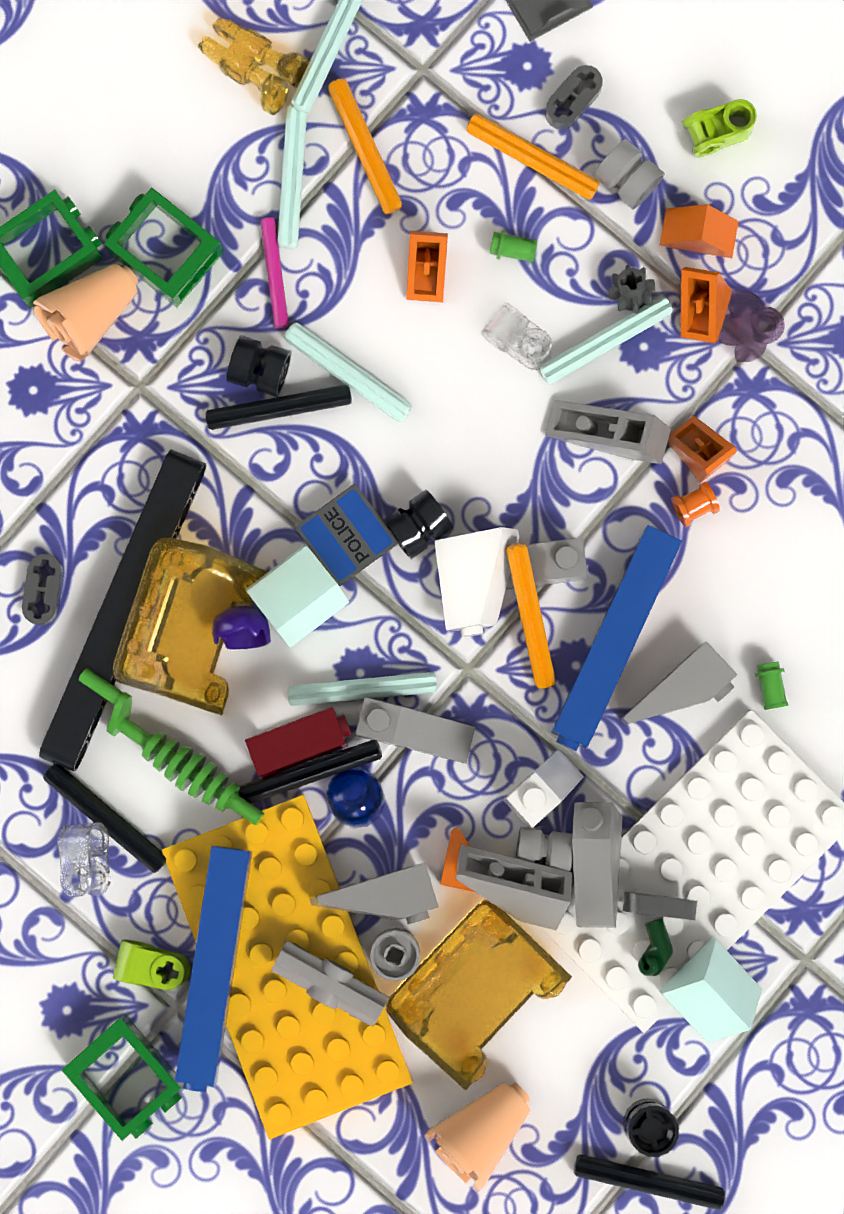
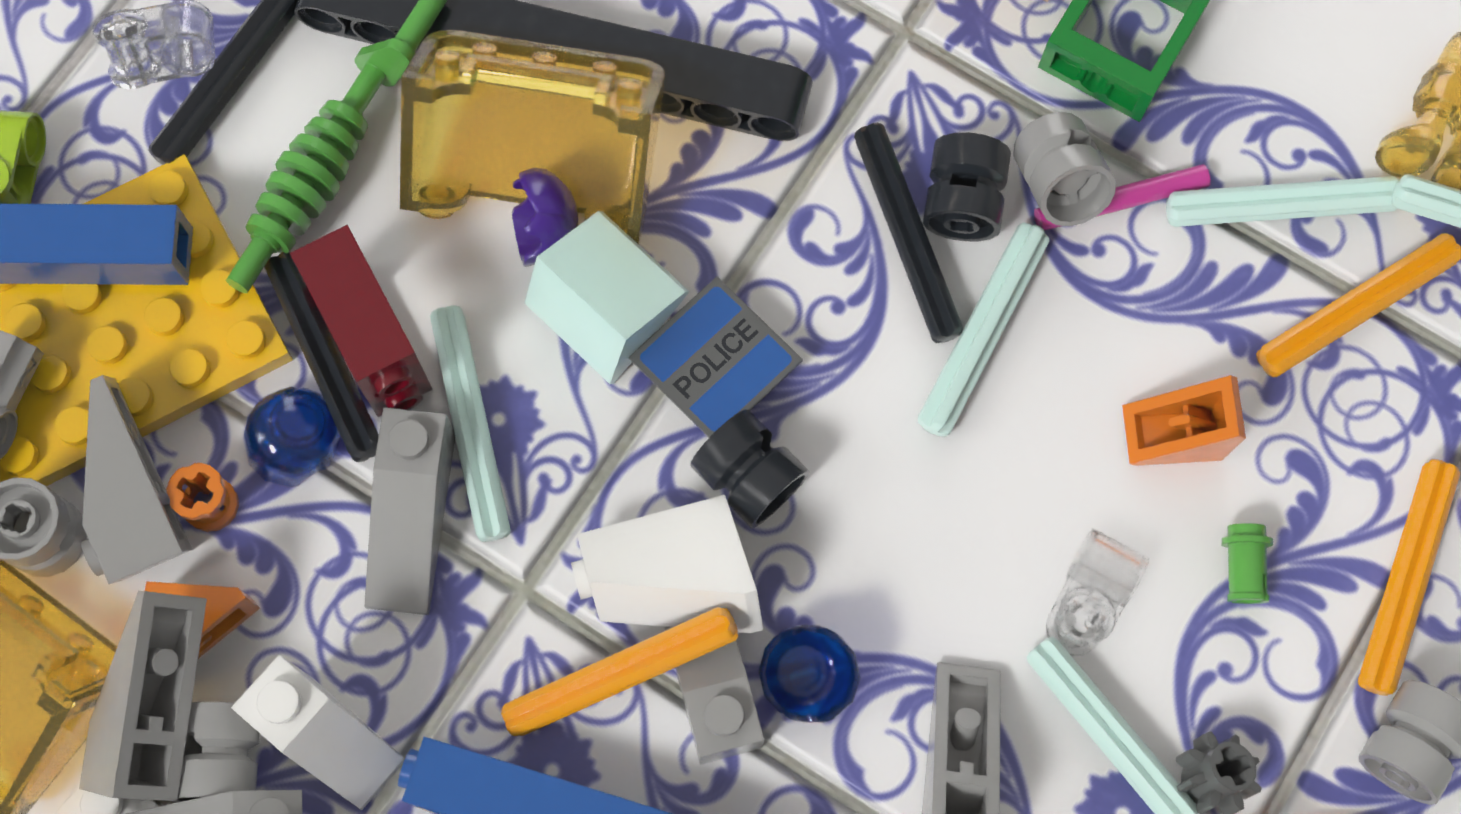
camera: 80 degrees right, 10 degrees down
(258, 305) = (1064, 169): none -> light grey wheel
(391, 863) = (202, 479): none -> orange bush
(544, 508) = (809, 673): none -> clear blue hair

